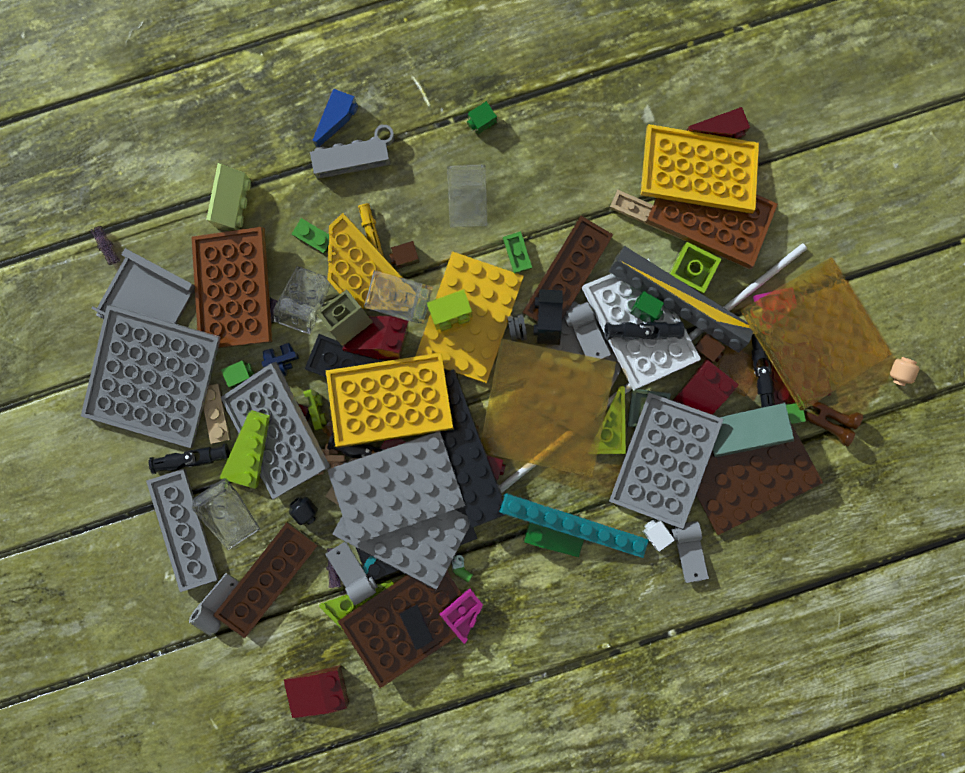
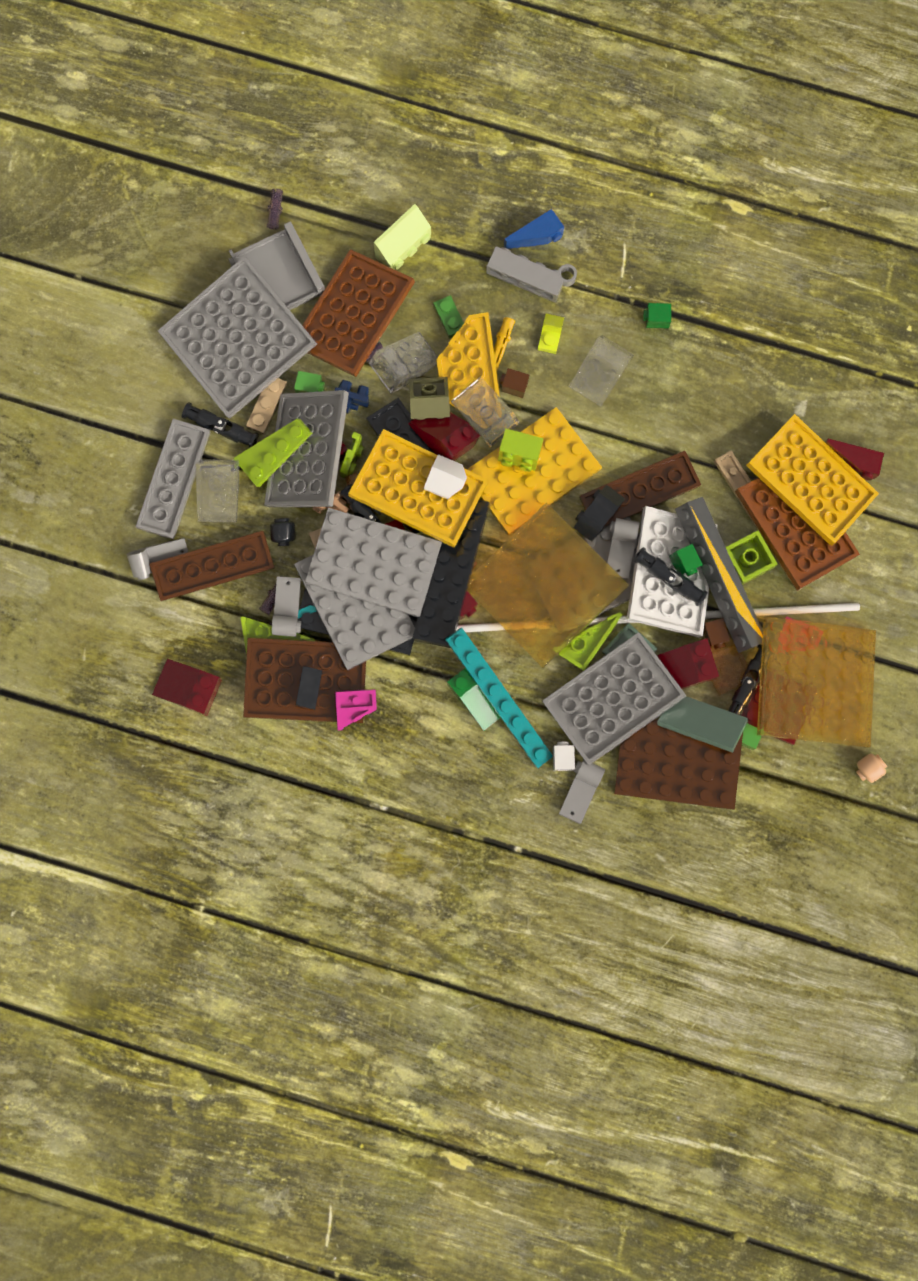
camera: 30 degrees right, 5 degrees down
(405, 193) = (550, 333): none -> neon yellow slope
(405, 376) = (445, 477): none -> white slope
(459, 569) = (377, 669): arm -> none
(514, 328) = (563, 504): dark grey wheel -> none
(517, 252) = (610, 445): bright green plate -> none
(850, 421) = (780, 755): reddish brown piece -> none

